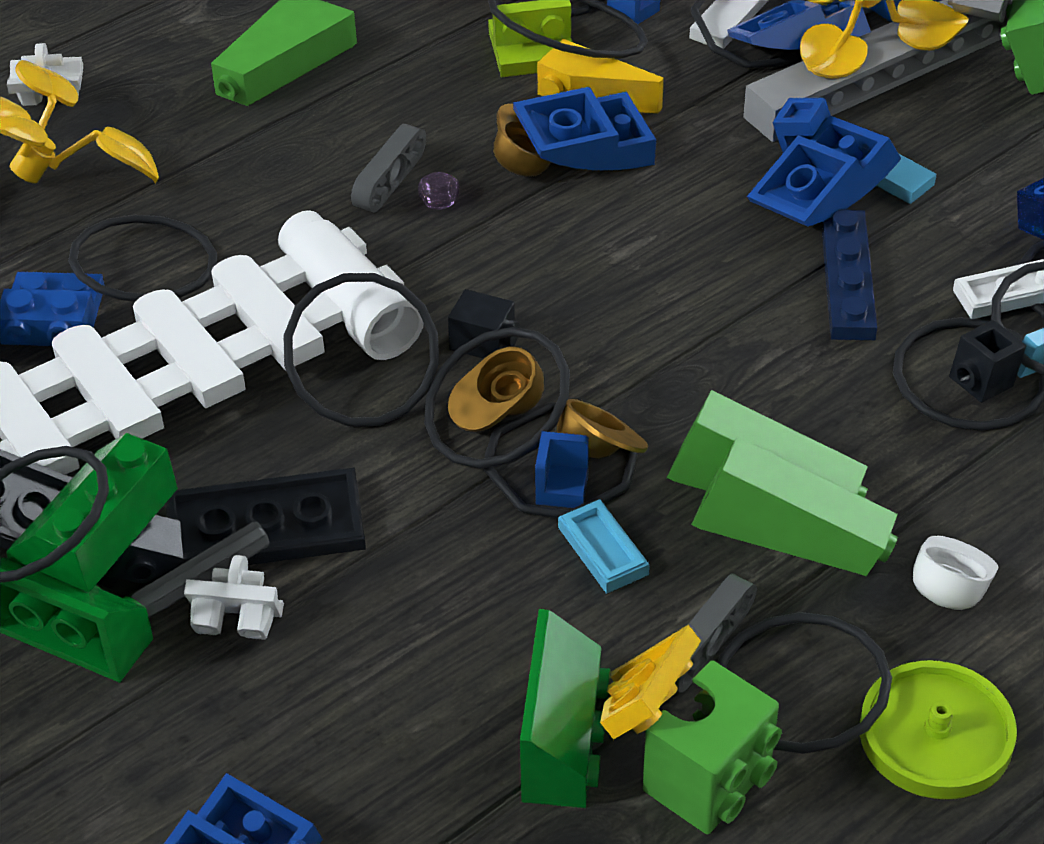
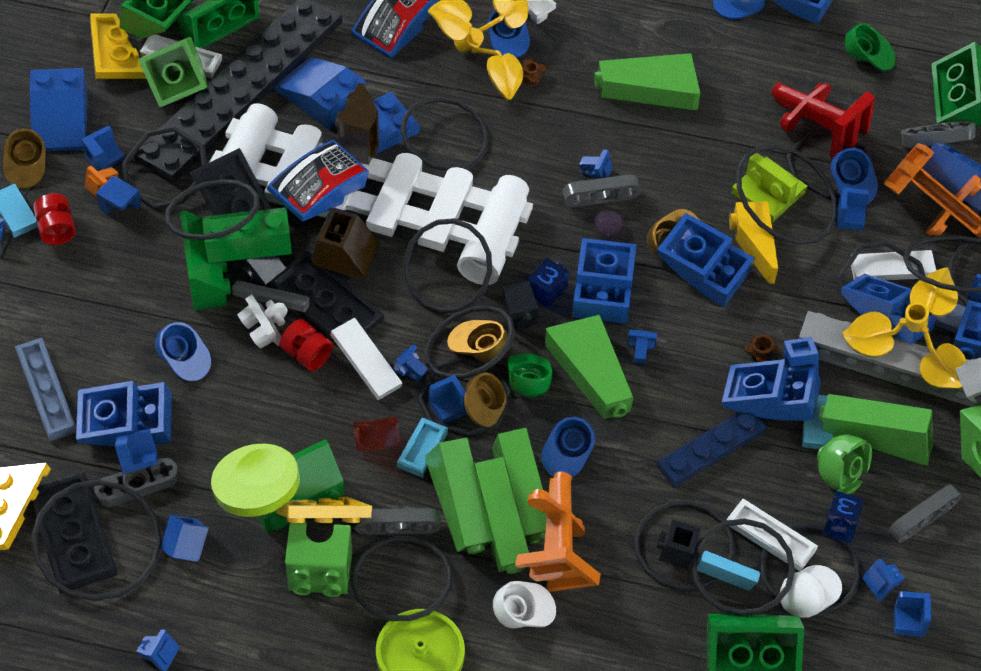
camera: 50 degrees right, 10 degrees up
(63, 299) = (359, 125): none -> dark brown slope
(69, 123) = (508, 40): none -> blue cap
(93, 390) = (318, 180): none -> slope
(148, 134) = (532, 71): none -> reddish brown plate
(183, 723) = (183, 351): none -> blue cap
(207, 441) = (345, 245): none -> dark brown slope
(343, 566) = (308, 346): none -> red wheel
(350, 153) = (597, 166): none -> blue brick
(410, 522) = (366, 359): none -> white tile
(464, 483) = (409, 364): none -> blue brick
(472, 271) = (548, 282): none -> clear blue brick
(523, 234) = (604, 280): none -> blue slope
(542, 576) = (377, 433): none -> clear red panel
(547, 724) = (255, 480): none -> lime piece
(600, 371) = (529, 374): none -> green cap
(639, 307) = (590, 361): none -> bright green slope
(649, 251) = (641, 341): none -> blue brick
(727, 530) = (460, 494): none -> bright green slope
(746, 378) = (568, 446): none -> blue cap
(748, 158) = (765, 342): none -> reddish brown plate
(936, 482) = (558, 562): none -> orange piece
(959, 111) = (885, 426): none -> bright green slope
(976, 170) = (843, 461): none -> bright green cylinder

